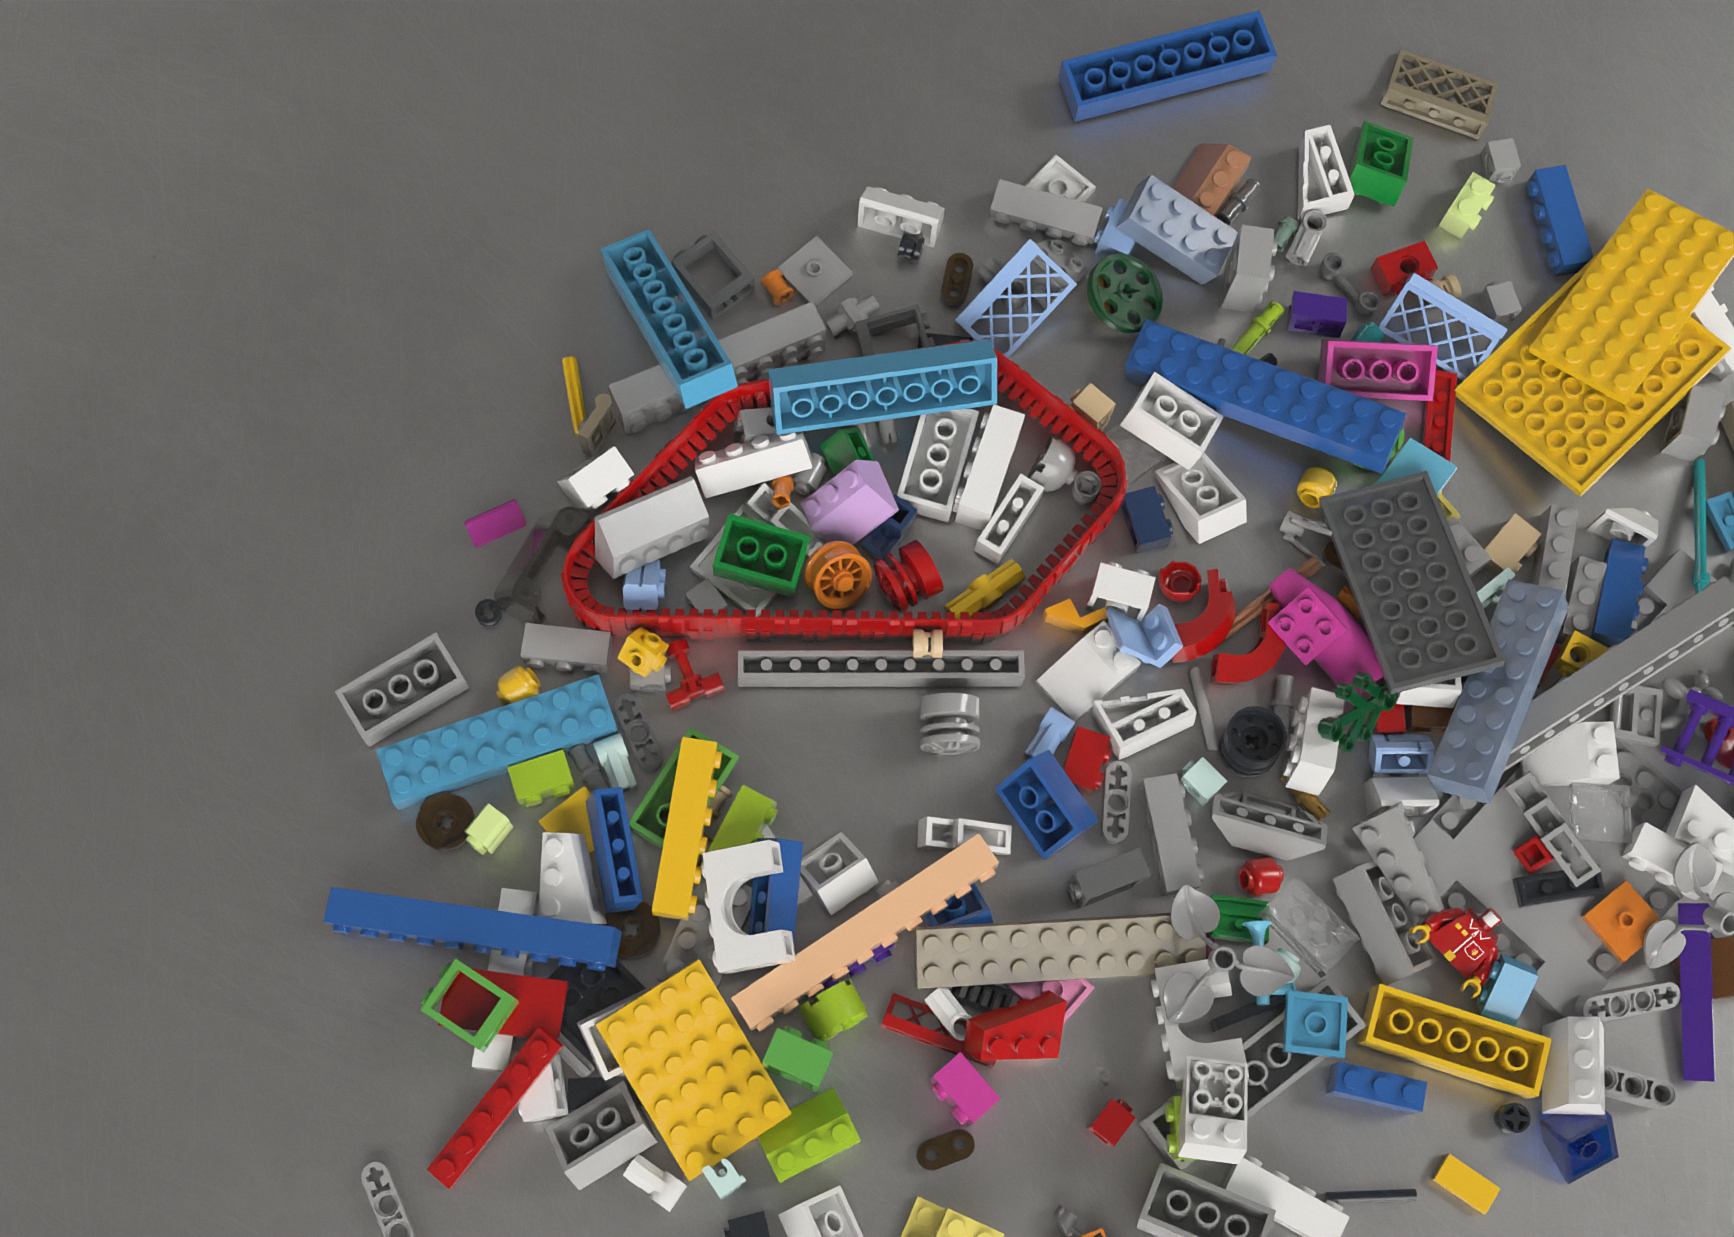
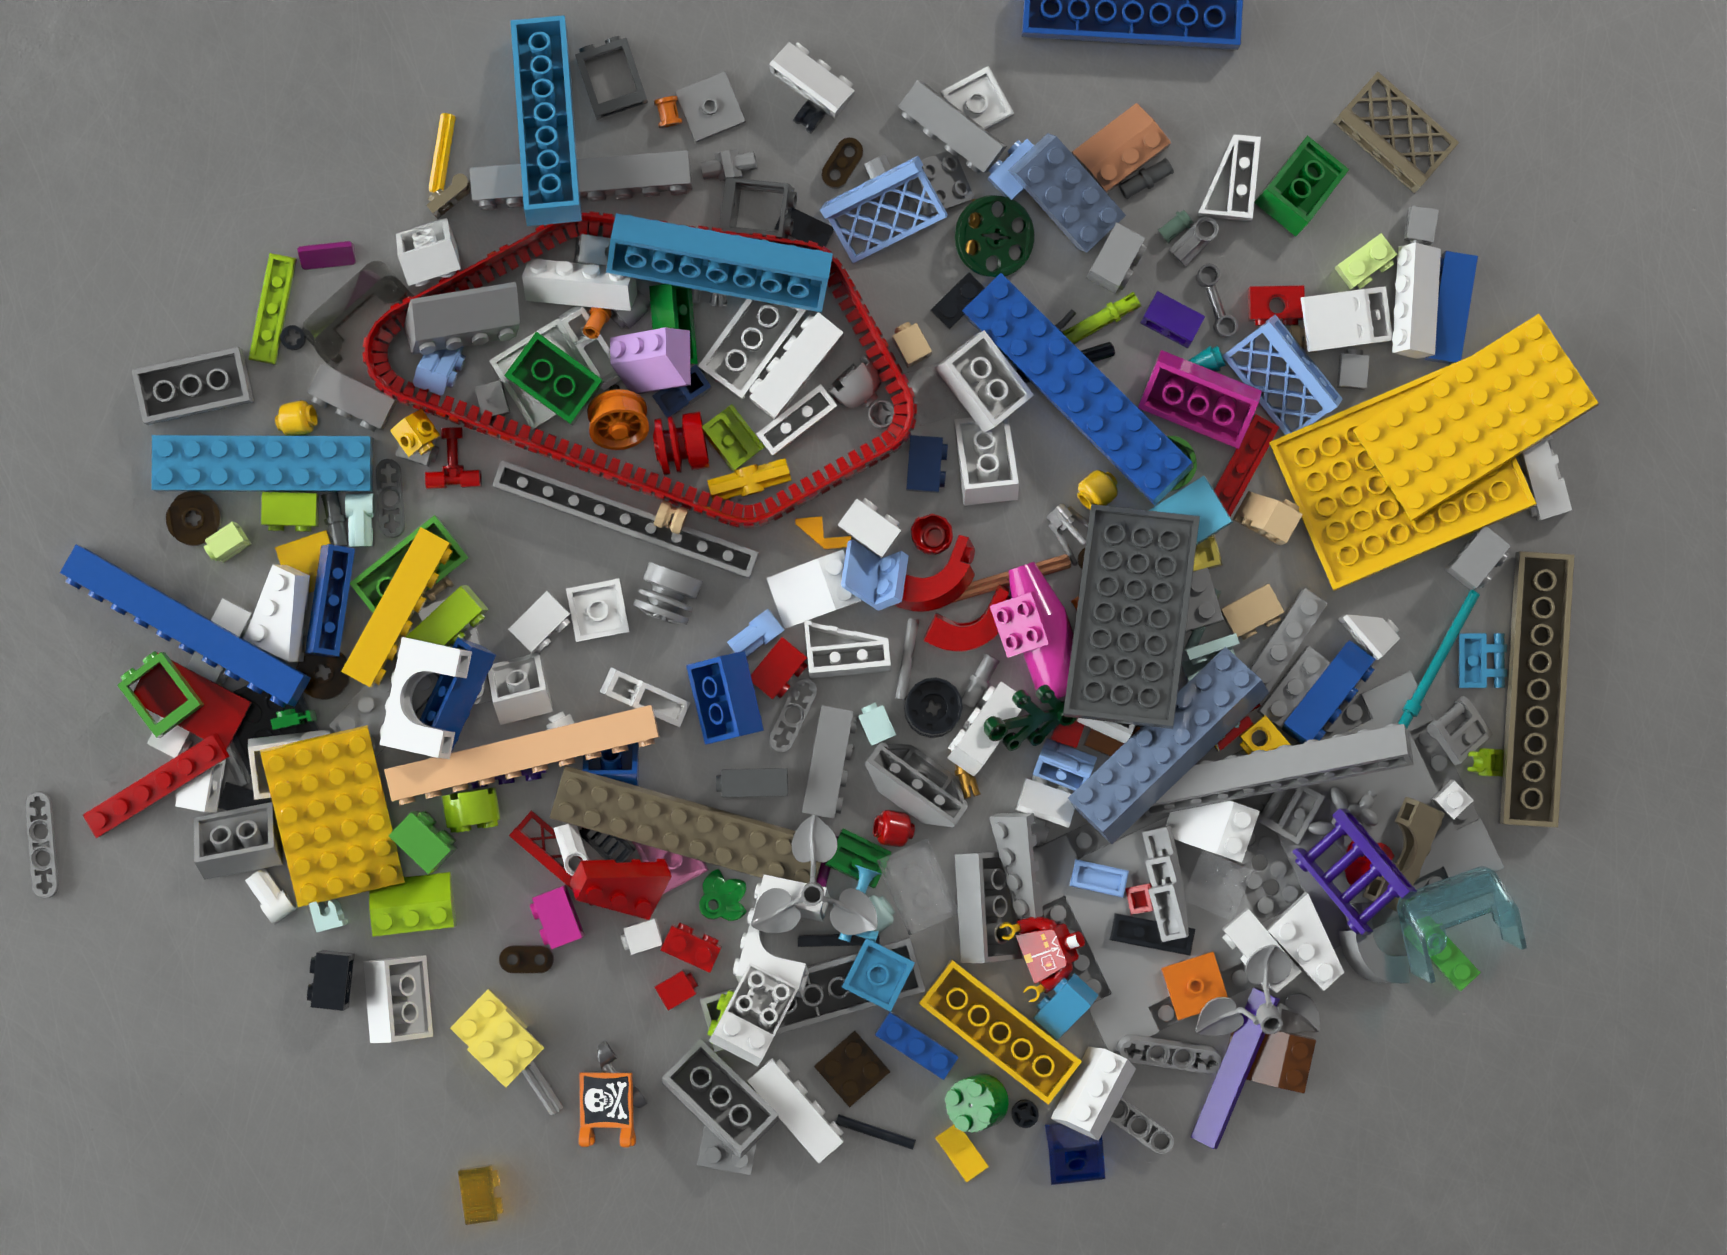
camera: 25 degrees right, 15 degrees up
(458, 593) = (272, 309): none -> lime tile
(614, 983) = (290, 718): none -> green plate
(832, 800) = (540, 622): none -> white brick
(885, 768) = (597, 610): none -> white plate
(954, 558) = (732, 437): none -> lime plate
(1055, 1080) = (641, 936): none -> white brick
(1110, 1073) = (691, 948): none -> red brick
(1112, 366) = (950, 307): none -> black plate
(1122, 1006) = (725, 894): none -> green plate
(1320, 1139) = (852, 1068): none -> dark brown plate
(1464, 1123) = (977, 1103): none -> piece
(1478, 254) = (1346, 319): none -> white slope
(1483, 849) = (1099, 878): none -> light blue tile
(1493, 451) = (1268, 517): none -> tan wedge
(1530, 220) = (1416, 300): none -> white brick

